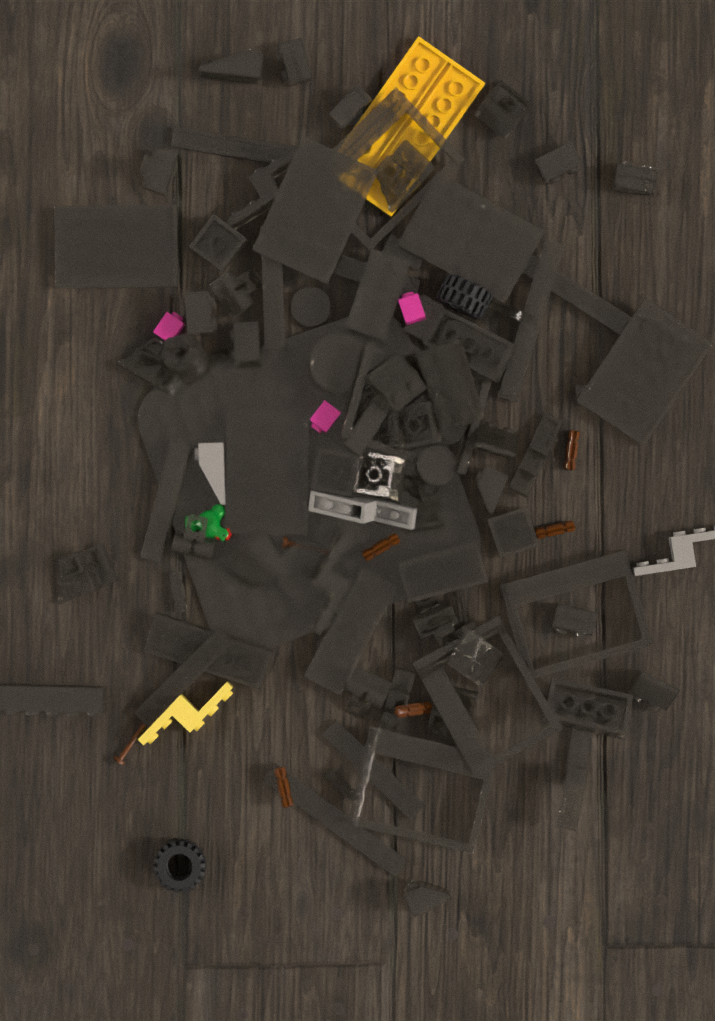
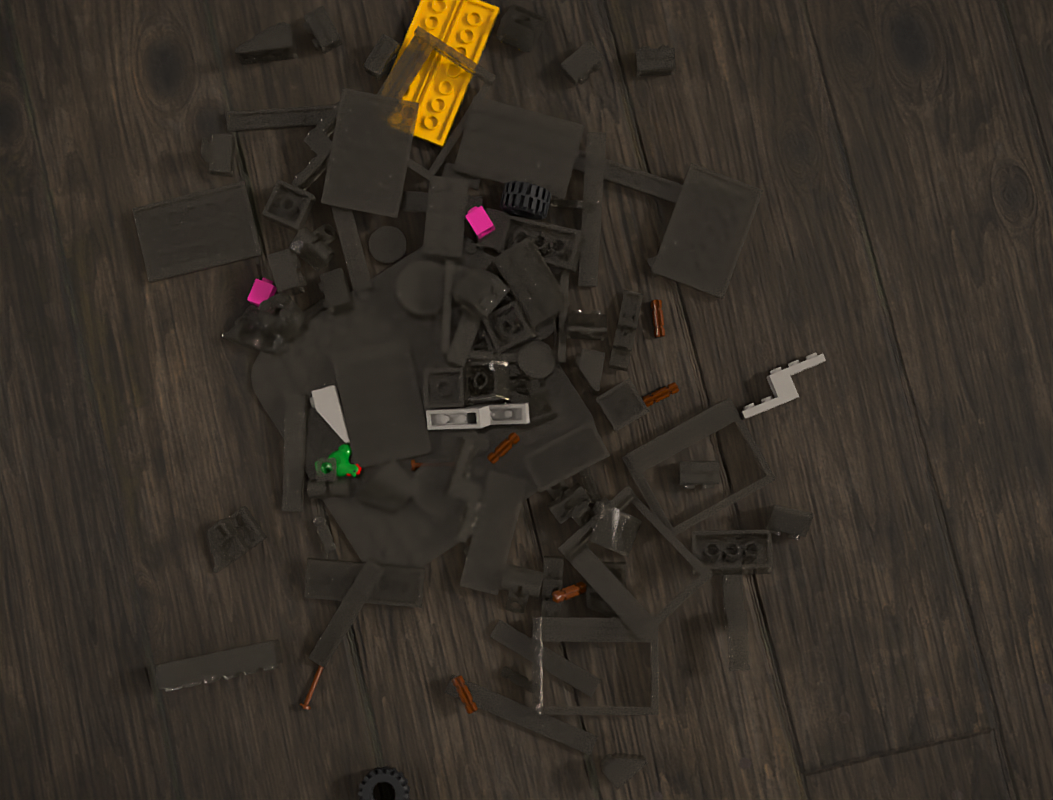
camera: 10 degrees left, 5 degrees down
(186, 714) = (357, 647): light yellow bracket -> none
(324, 417) = (423, 340): dark pink brick -> none
(402, 174) = (443, 105): clear smoke slope -> none

